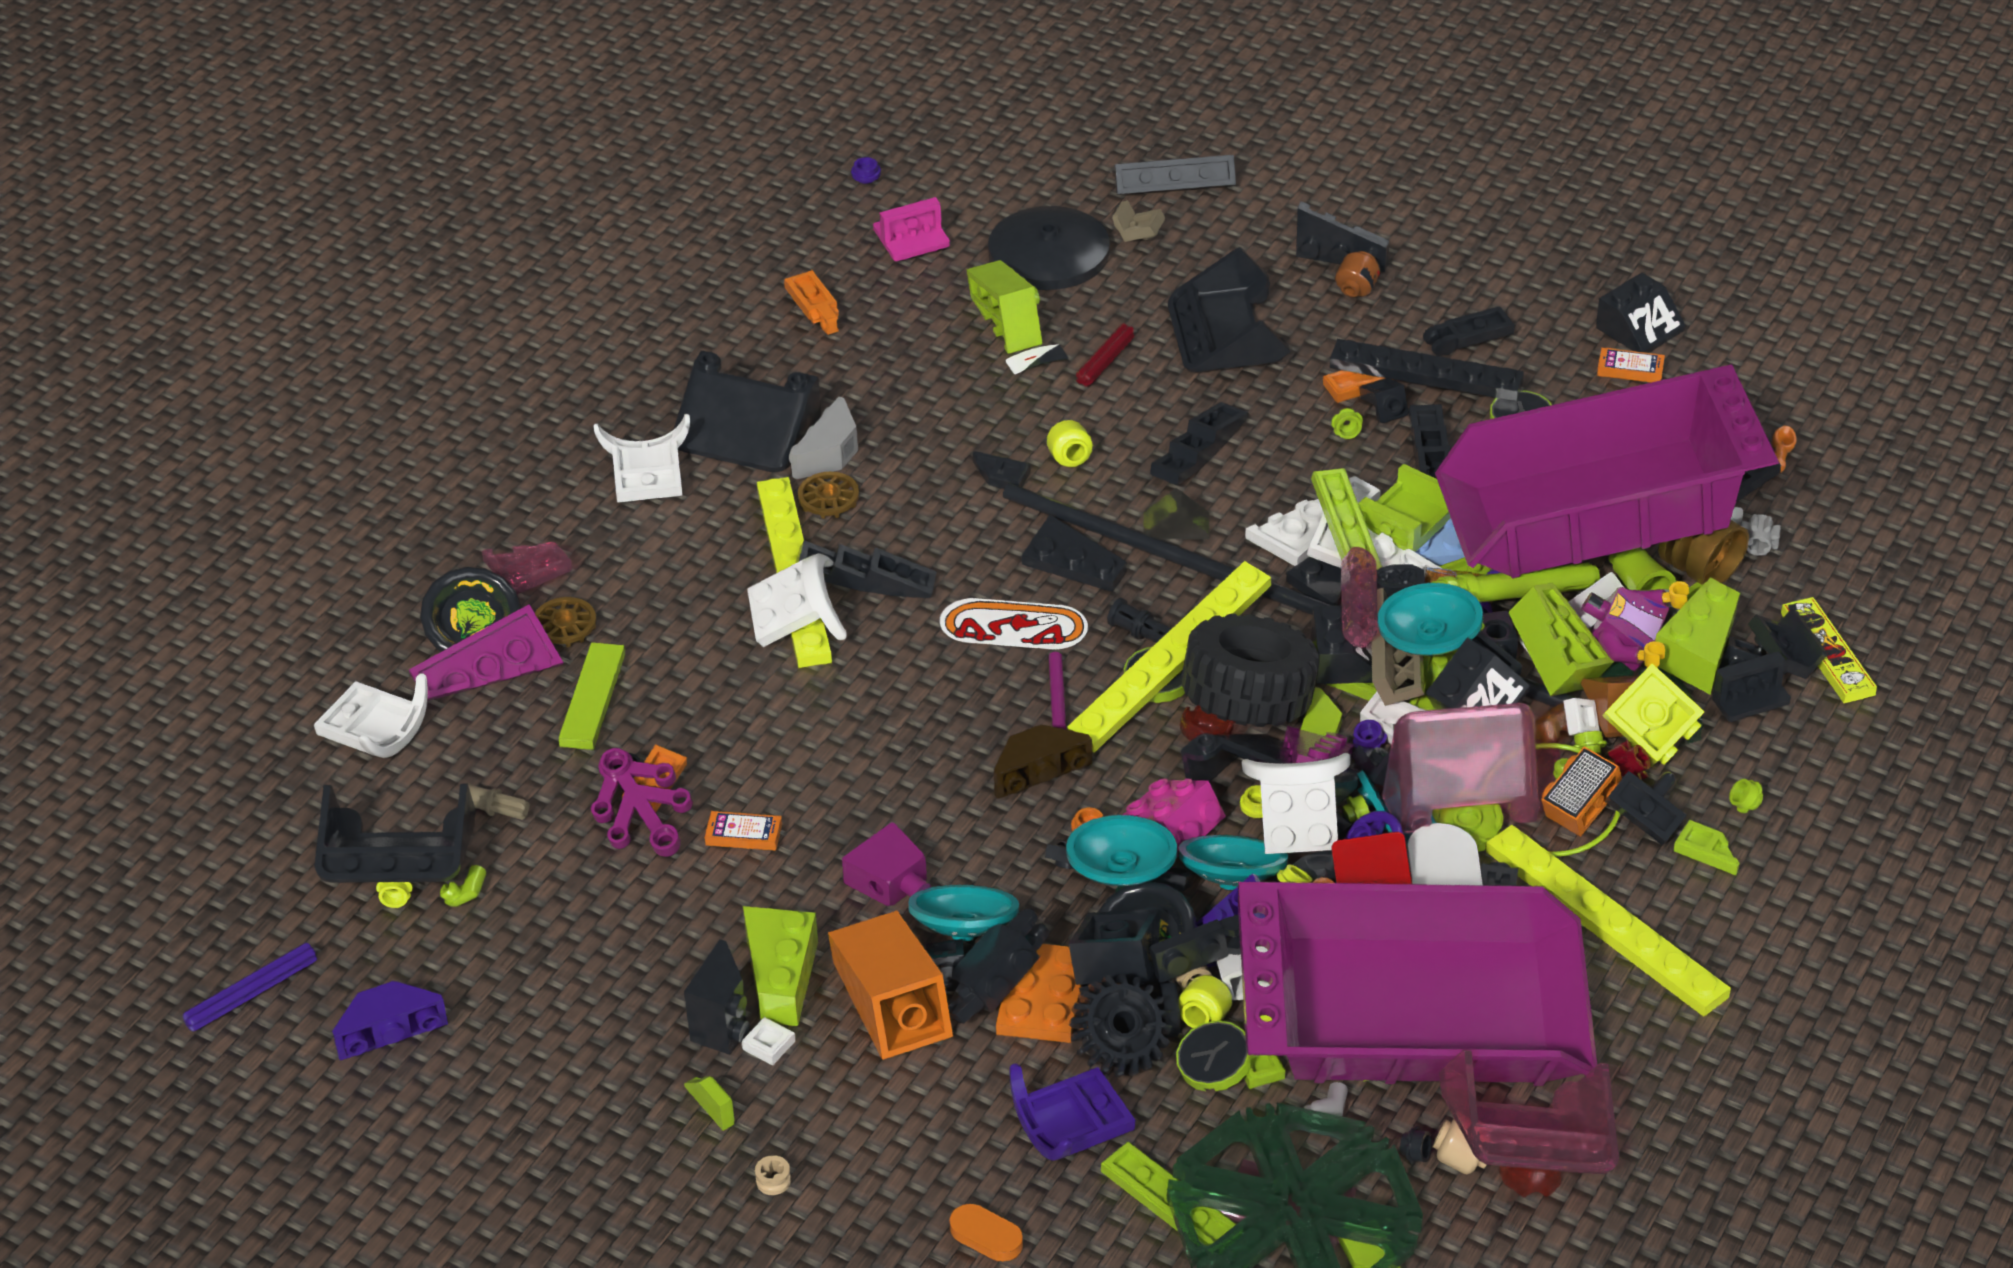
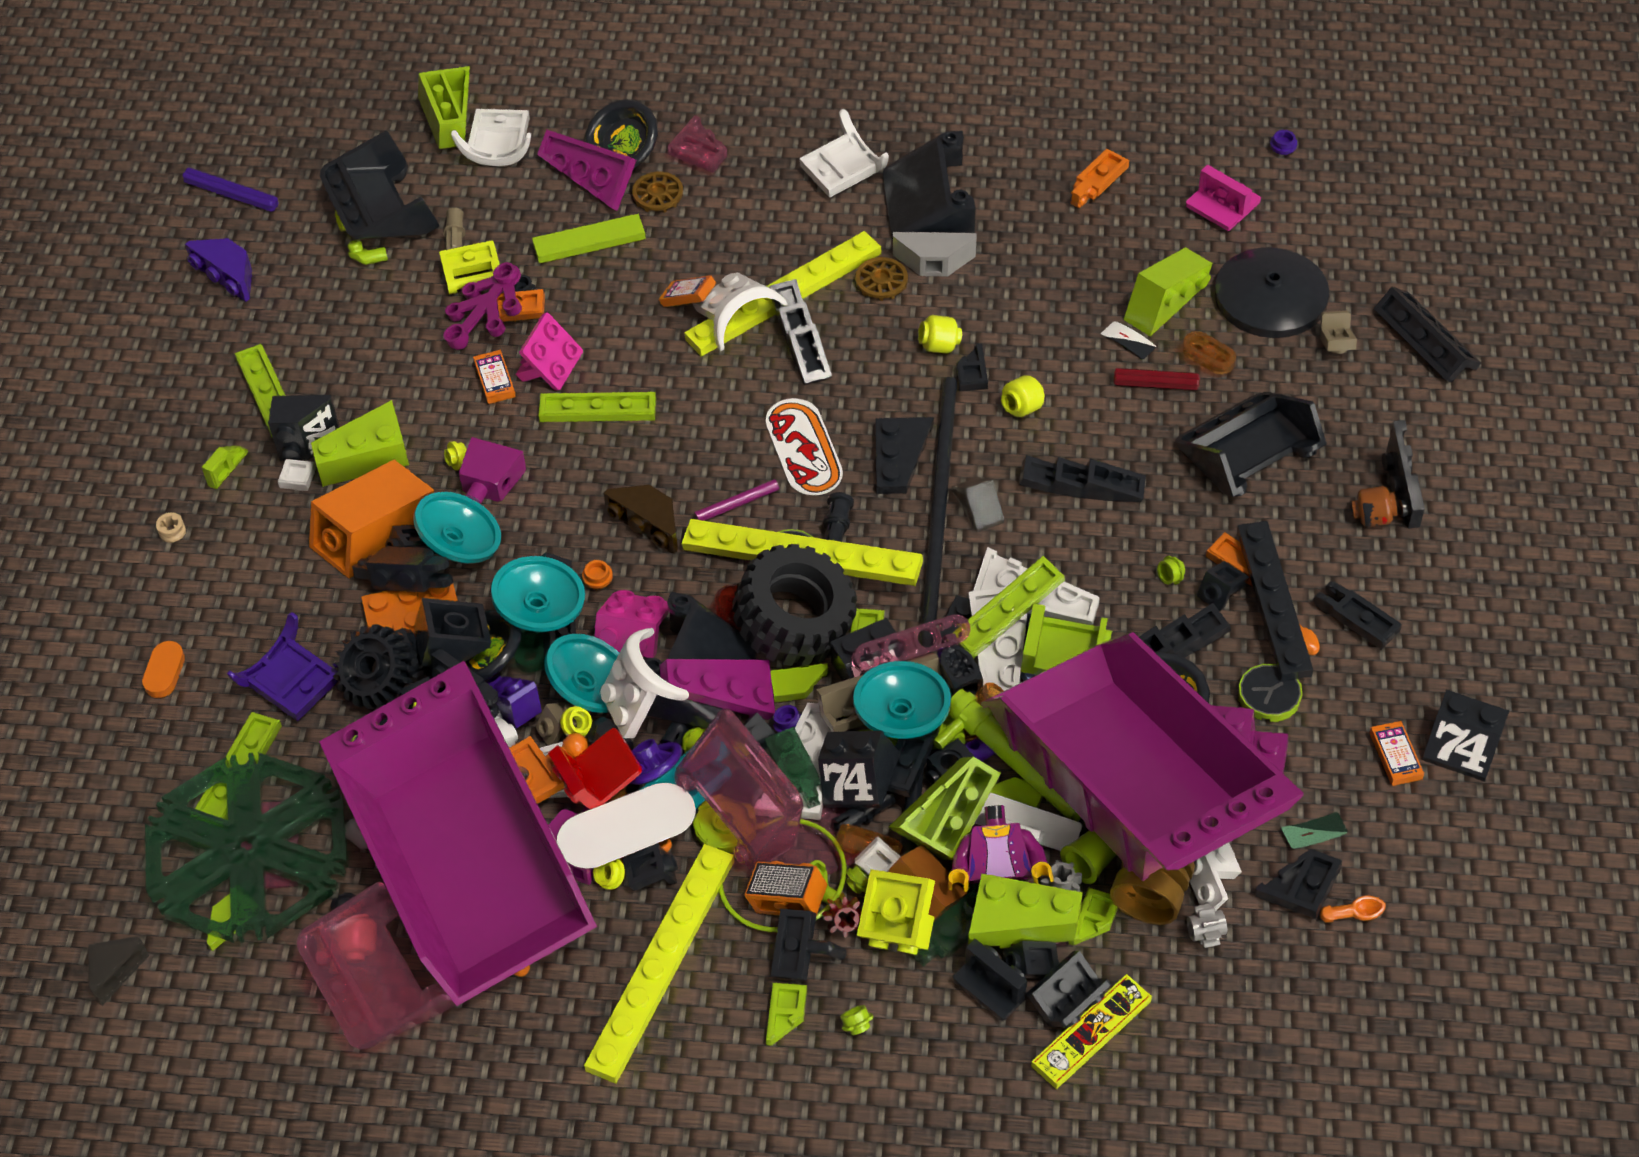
camera: 65 degrees right, 10 degrees up
(293, 745) = (445, 102): none -> lime wedge
(551, 798) = (468, 260): none -> neon yellow plate
(613, 1036) = (260, 378): none -> lime tile
(746, 633) = (687, 291): none -> orange tile
(751, 773) = (548, 353): none -> dark pink bracket
(843, 881) = (455, 454): none -> neon yellow plate
(848, 761) = (597, 407): none -> lime tile
(945, 472) = (939, 334): none -> neon yellow head
(1099, 309) = (1210, 353): none -> clear orange plate

